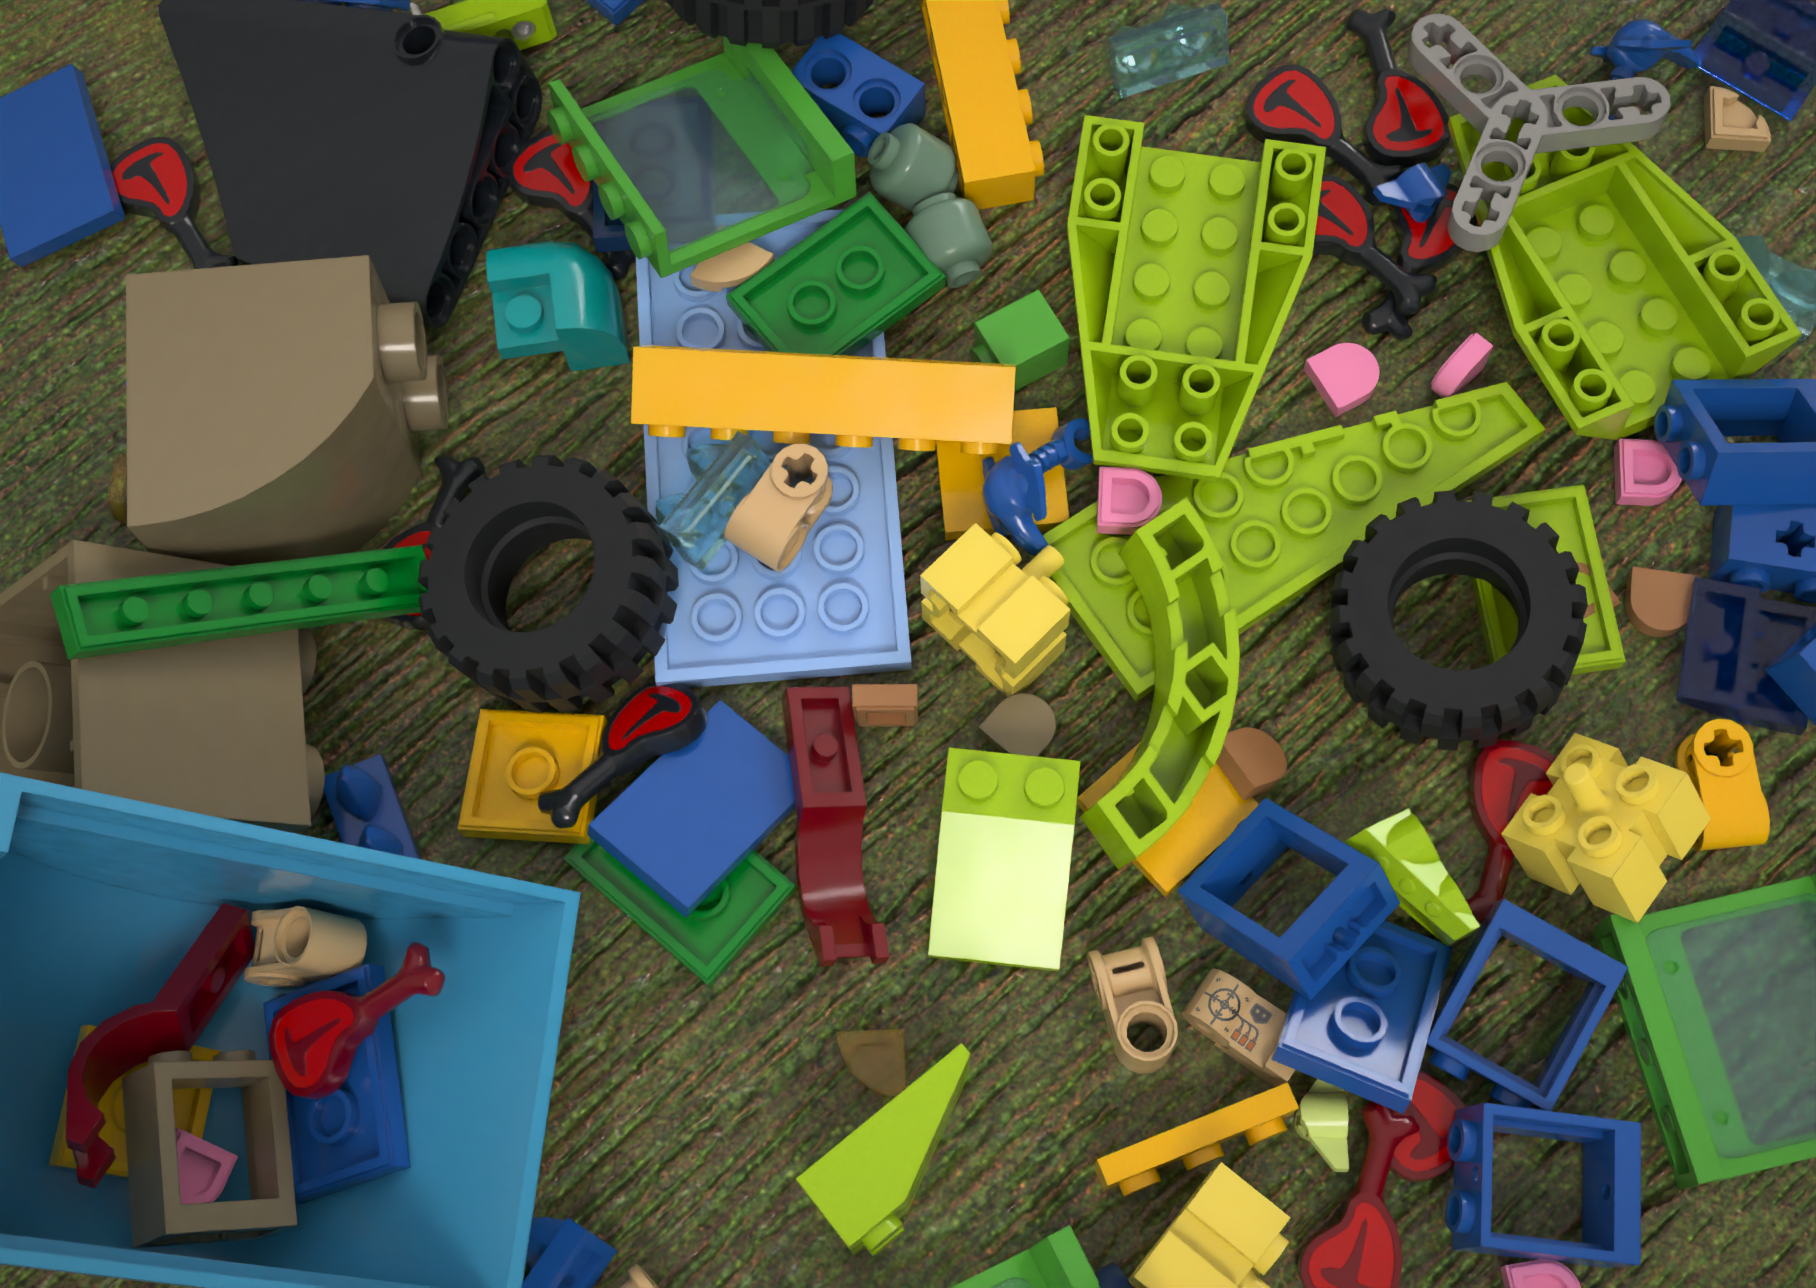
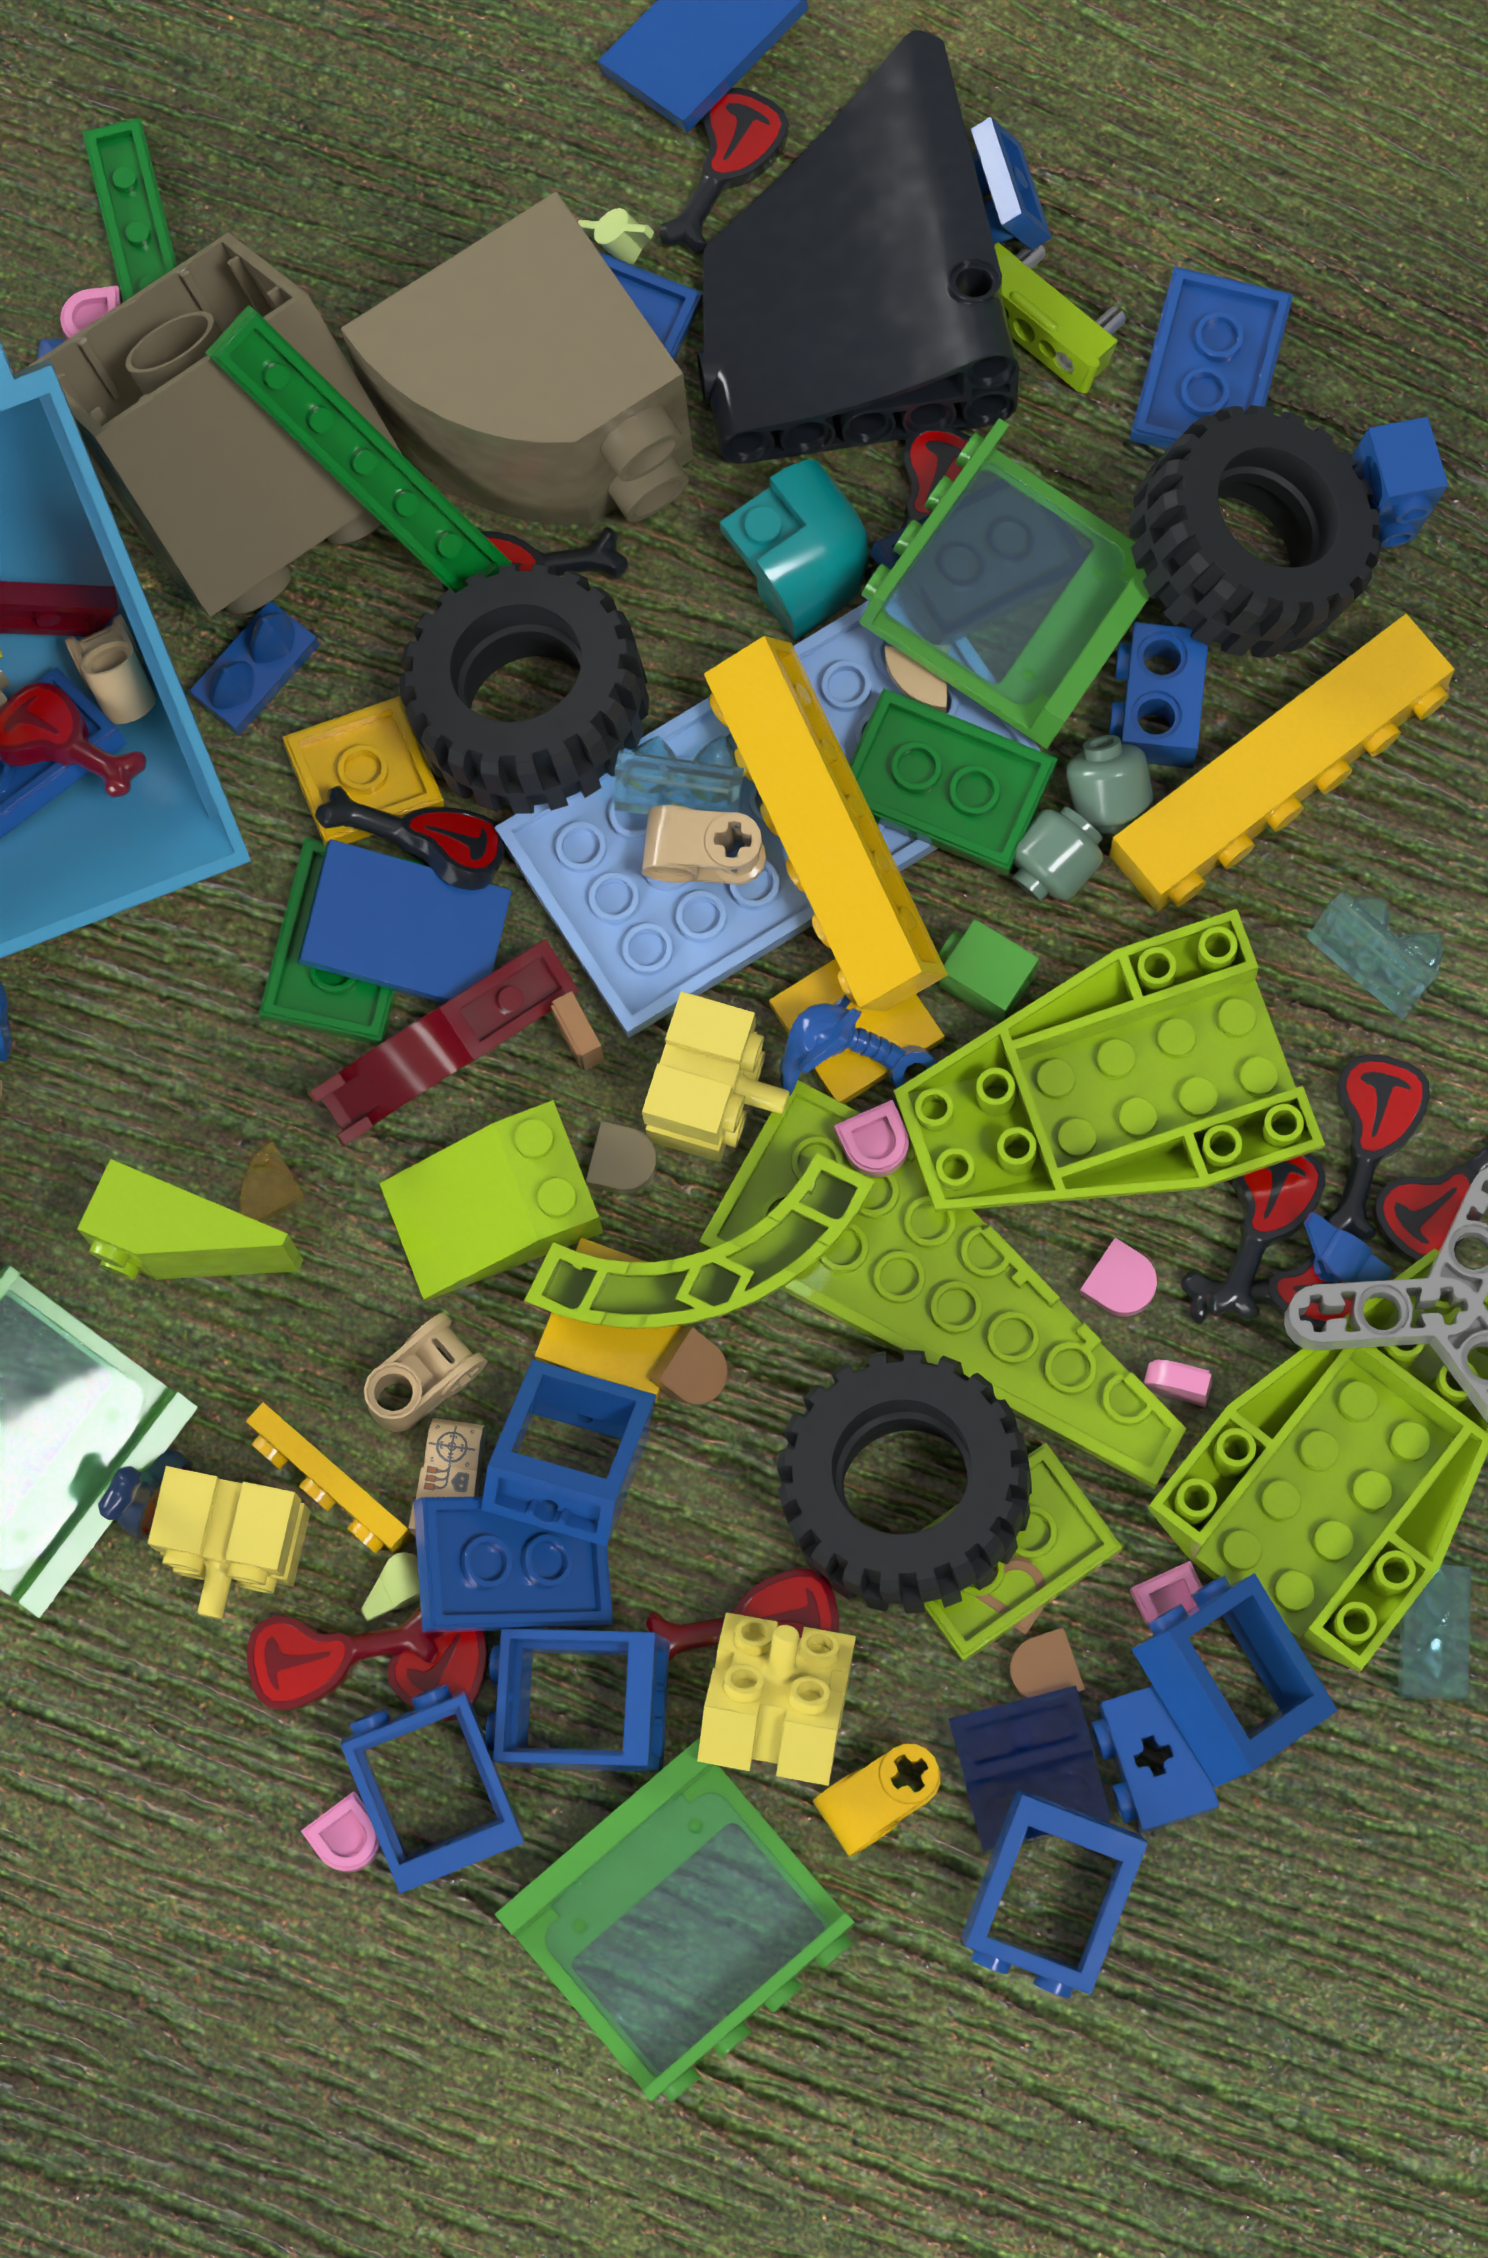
camera: 65 degrees right, 5 degrees up
(1417, 876) = (647, 1548): lime slope -> none

